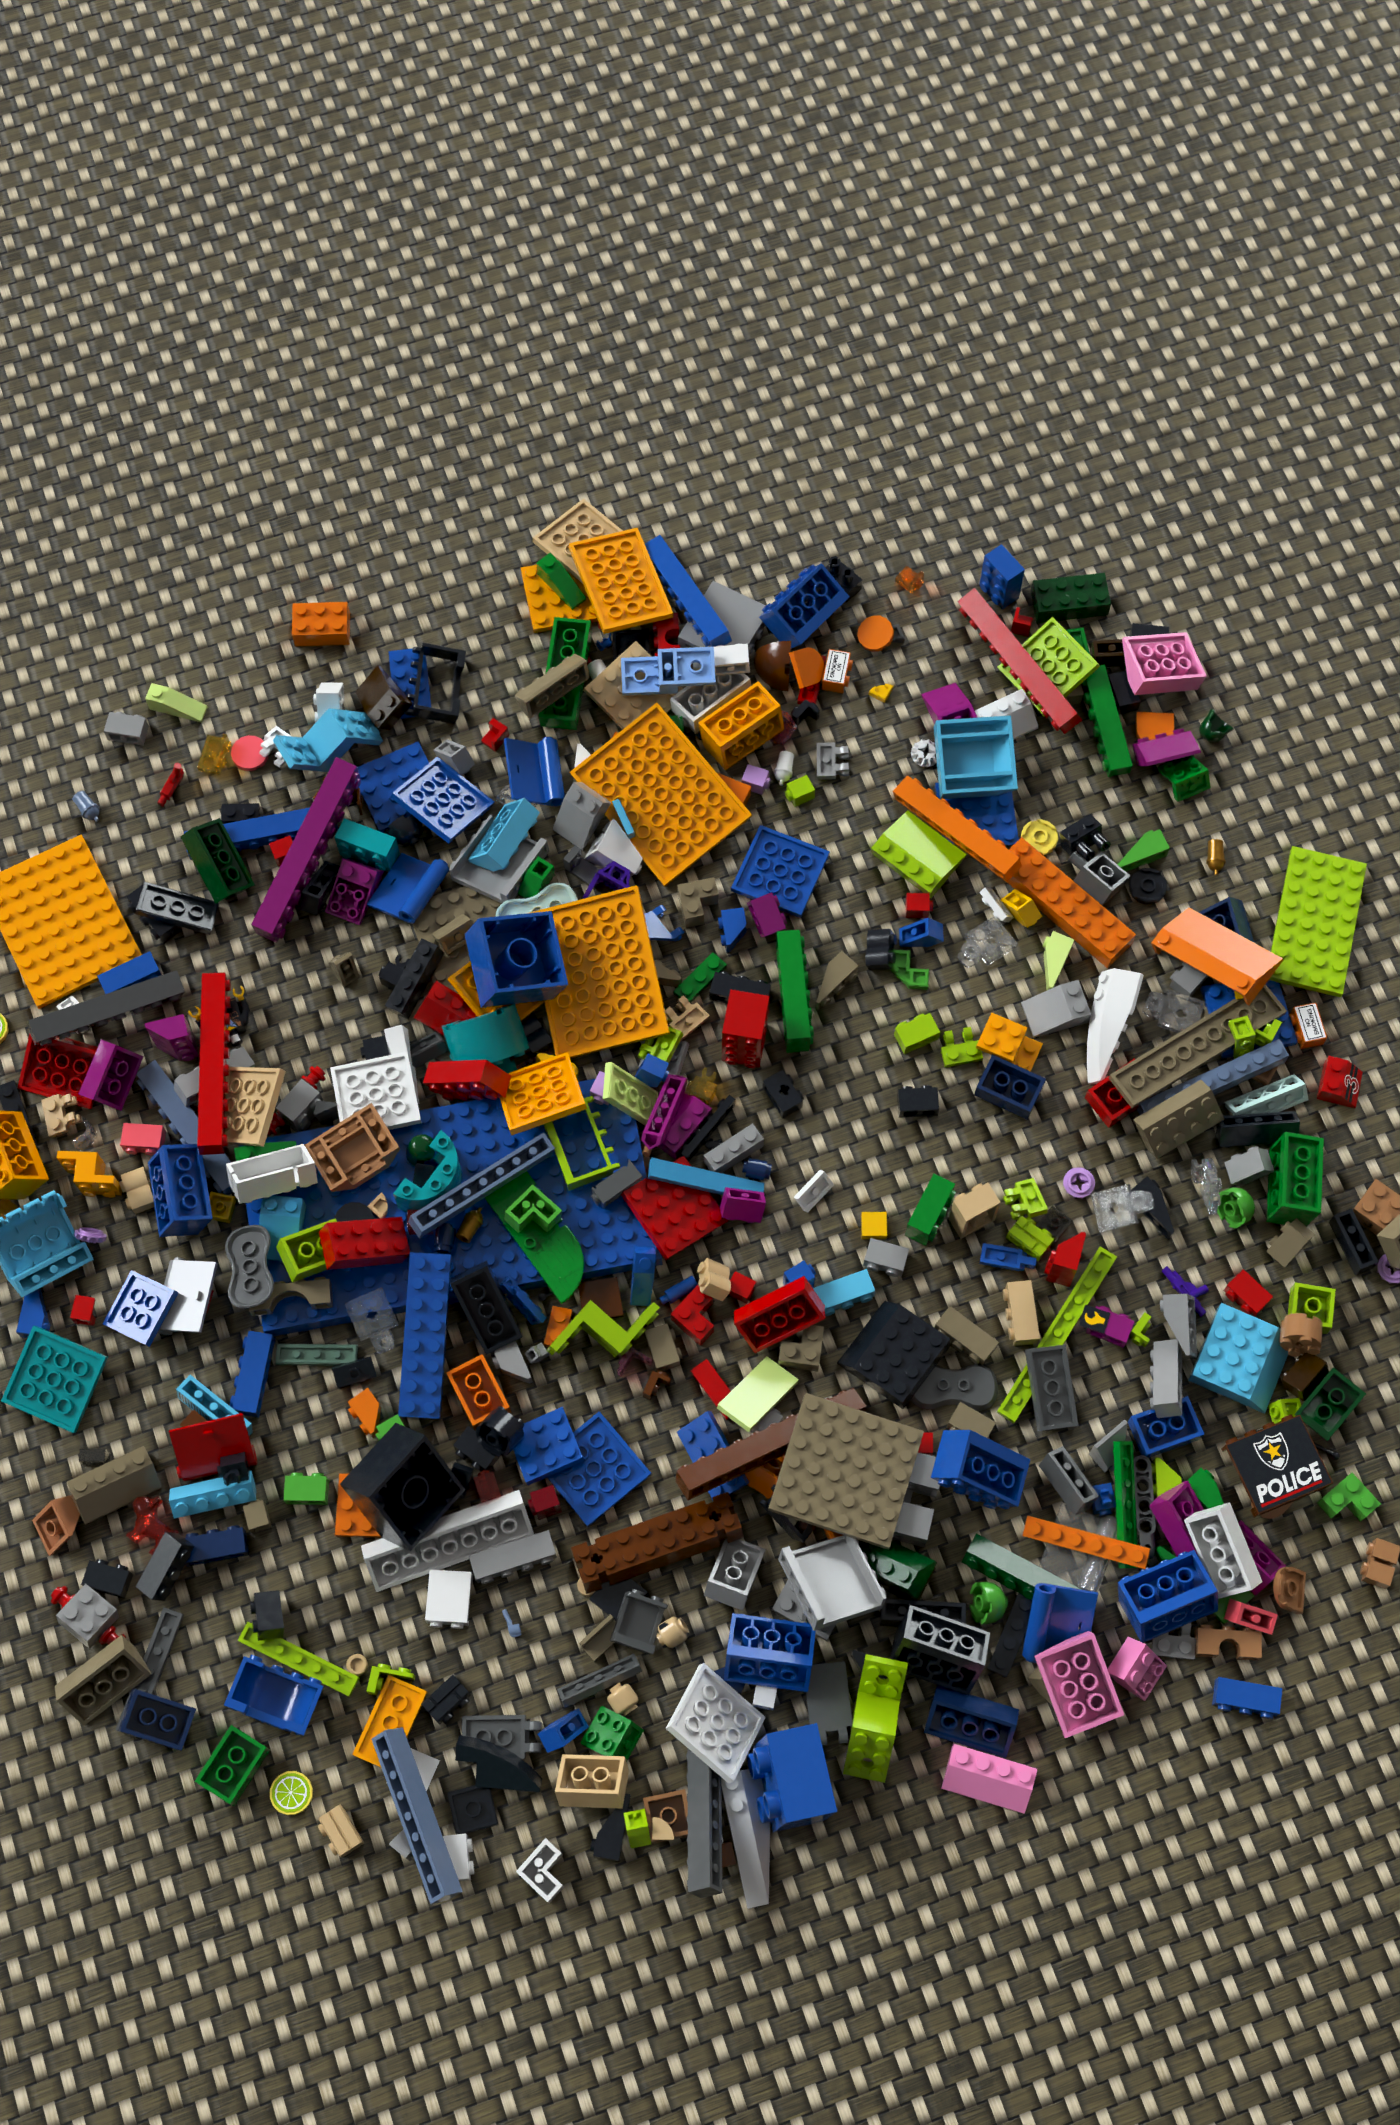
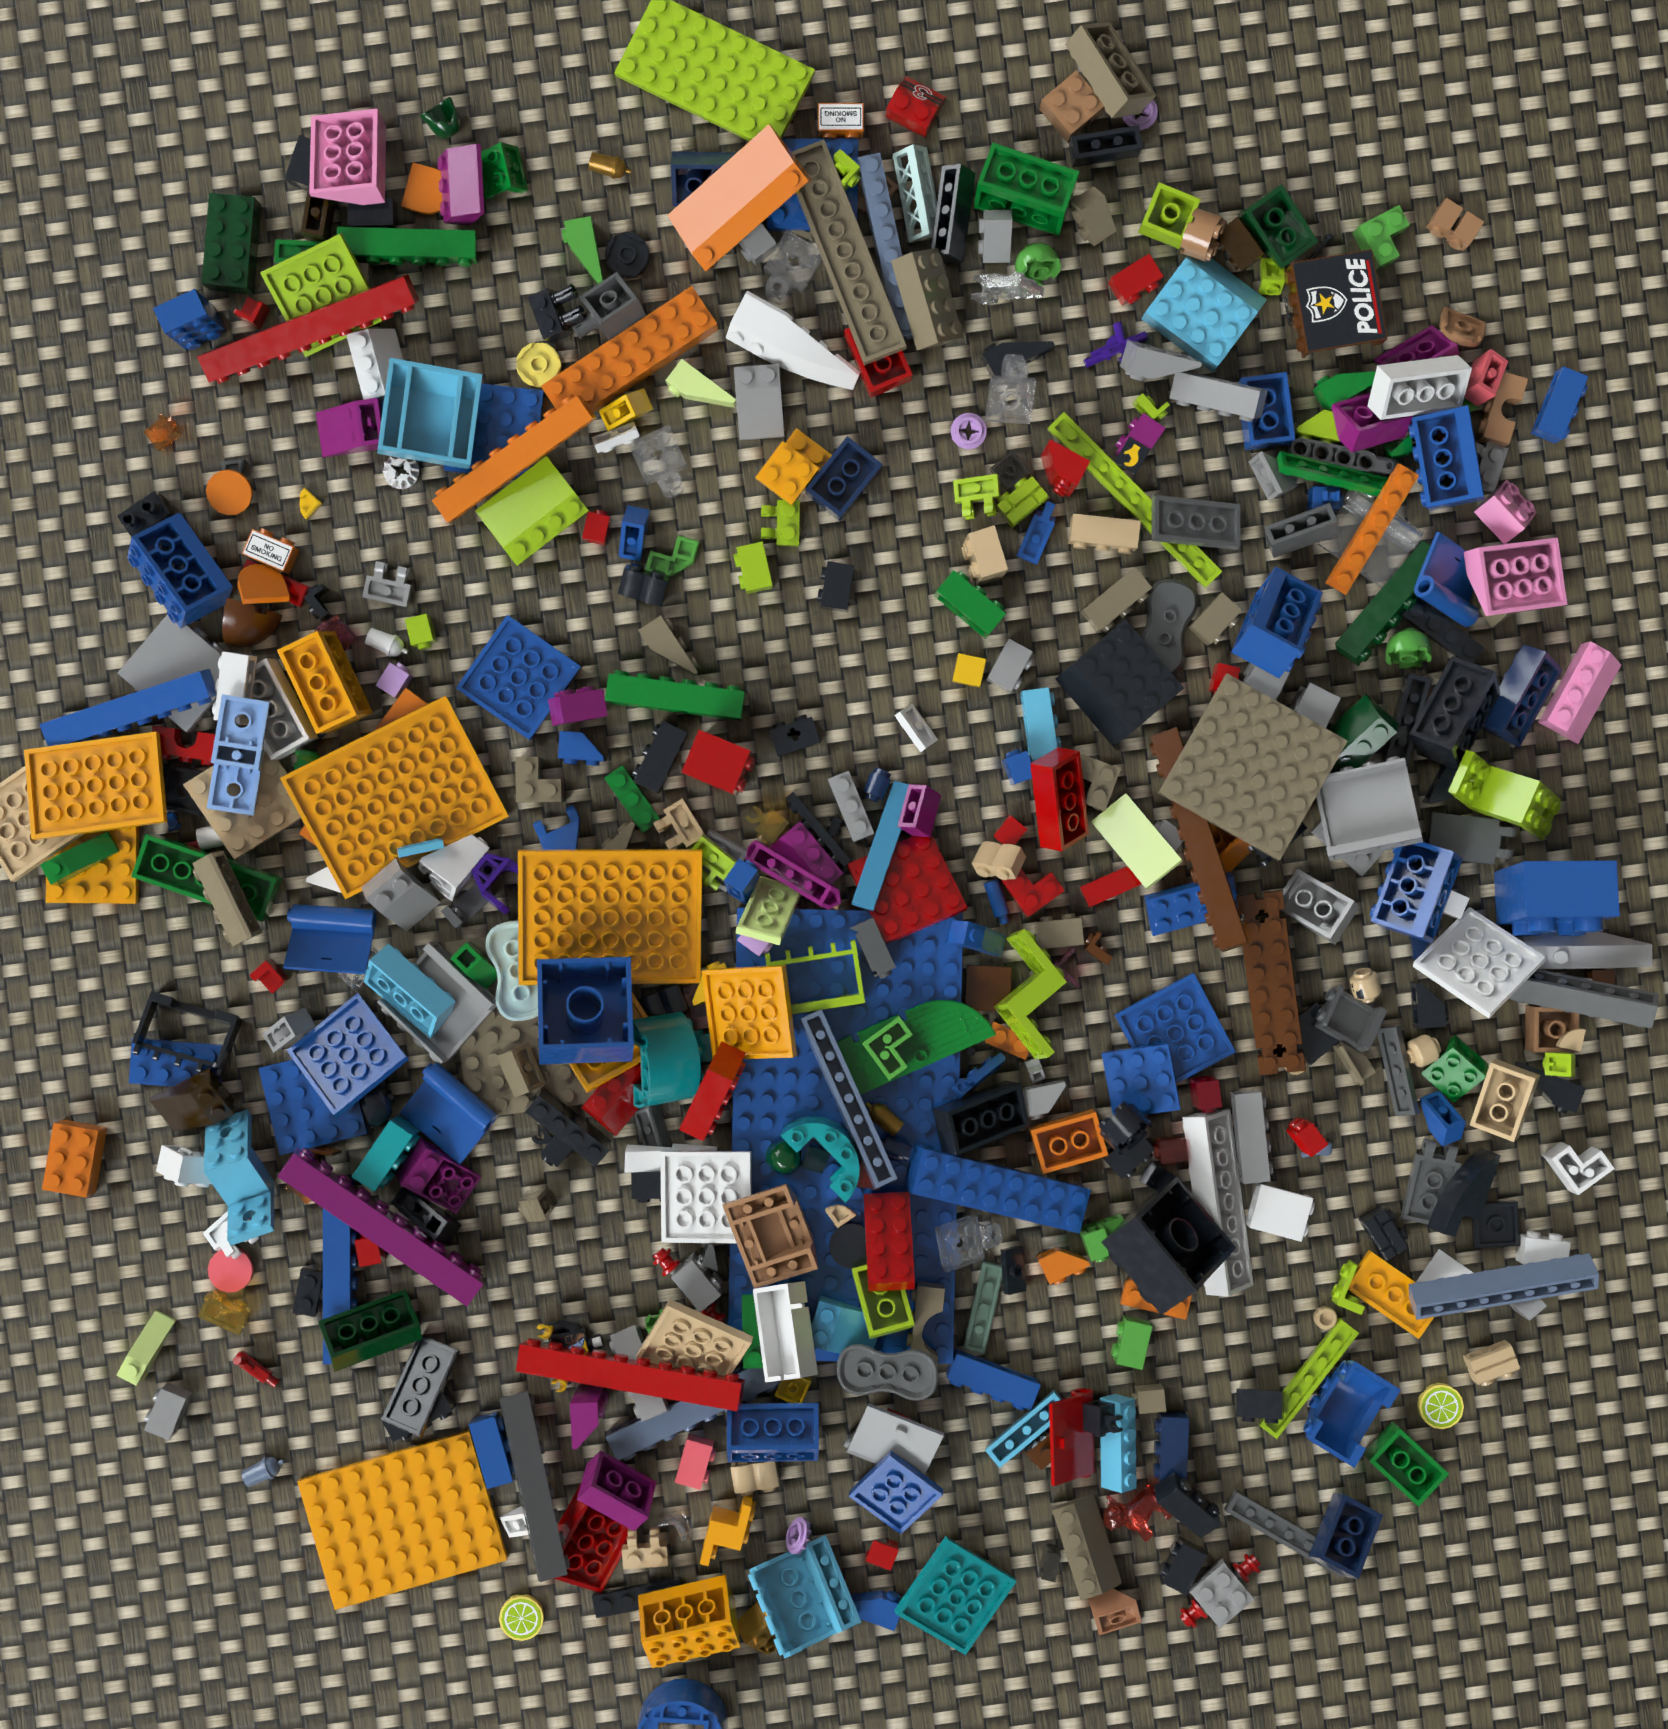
camera: 80 degrees left, 20 degrees up
(102, 1680) = (1290, 1586): dark tan slope -> none
(523, 1603) = (1306, 1136): none -> red brick
(662, 1695) = (1427, 1008): none -> black slope
(1243, 1035) = (845, 197): lime bracket -> none

